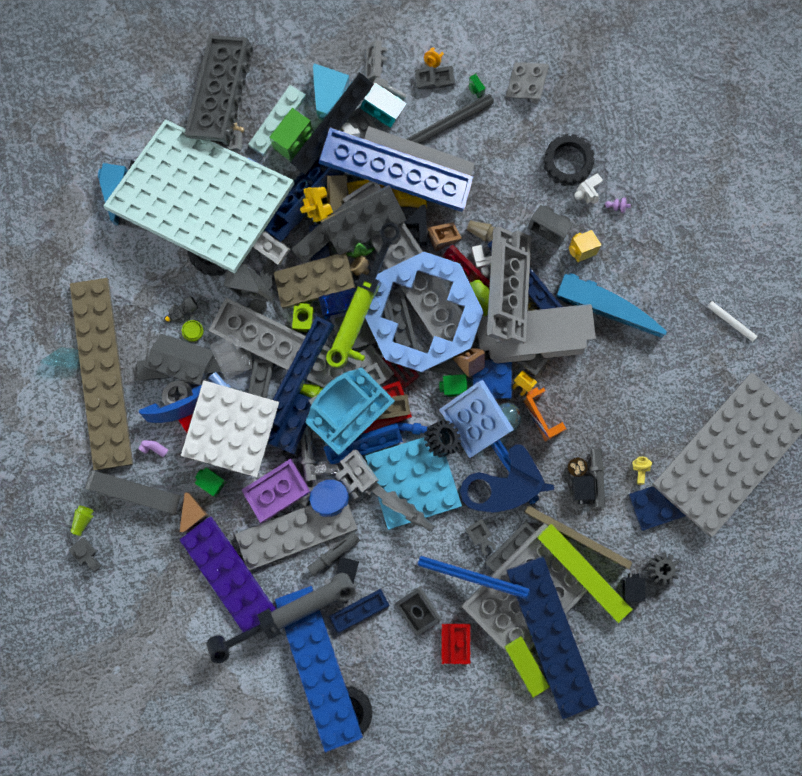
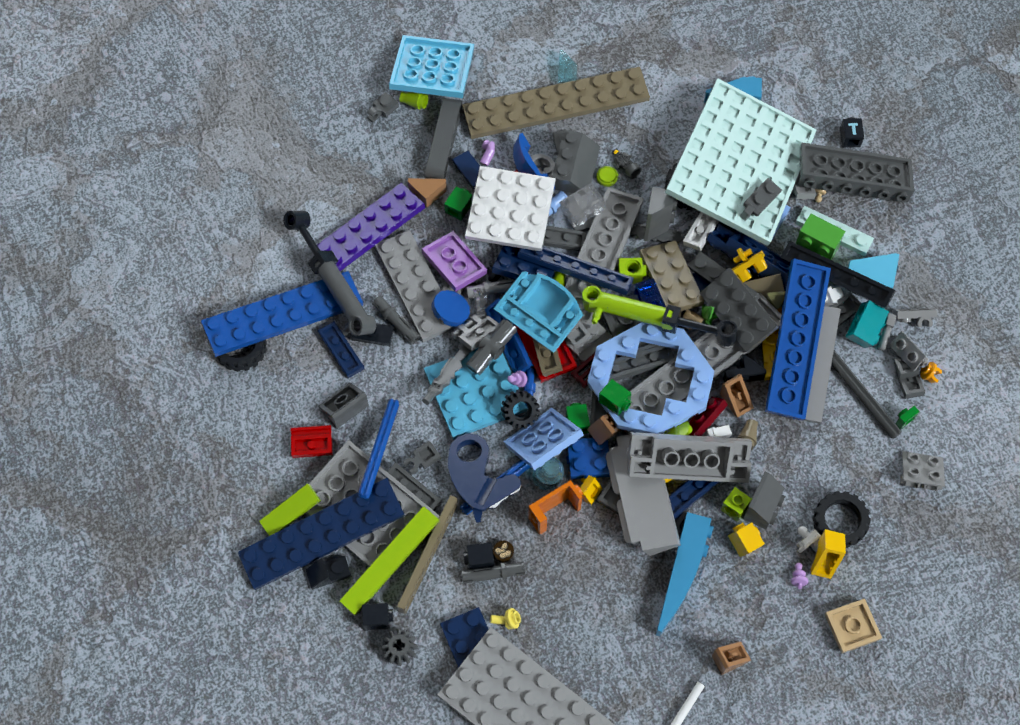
camera: 85 degrees right, 15 degrees down
(46, 498) = (432, 66): none -> medium azure plate
(170, 468) = (467, 167): none -> dark blue tile
(172, 86) = (851, 132): none -> black brick
(247, 182) = (760, 199): none -> dark grey hinge
(352, 183) = (776, 298): none -> olive slope
(378, 460) = (491, 347): none -> dark grey piece
(409, 438) = (518, 378): none -> lavender hair
(413, 73) = (909, 352): none -> light grey hinge
(448, 345) = (615, 397): none -> green brick
(549, 250) = (736, 504): none -> lime brick
(586, 632) = (328, 572): none -> black slope
(604, 173) = (829, 554): none -> yellow arch
(666, 165) = (853, 626): none -> tan plate
(689, 274) = (730, 657): none -> medium nougat slope

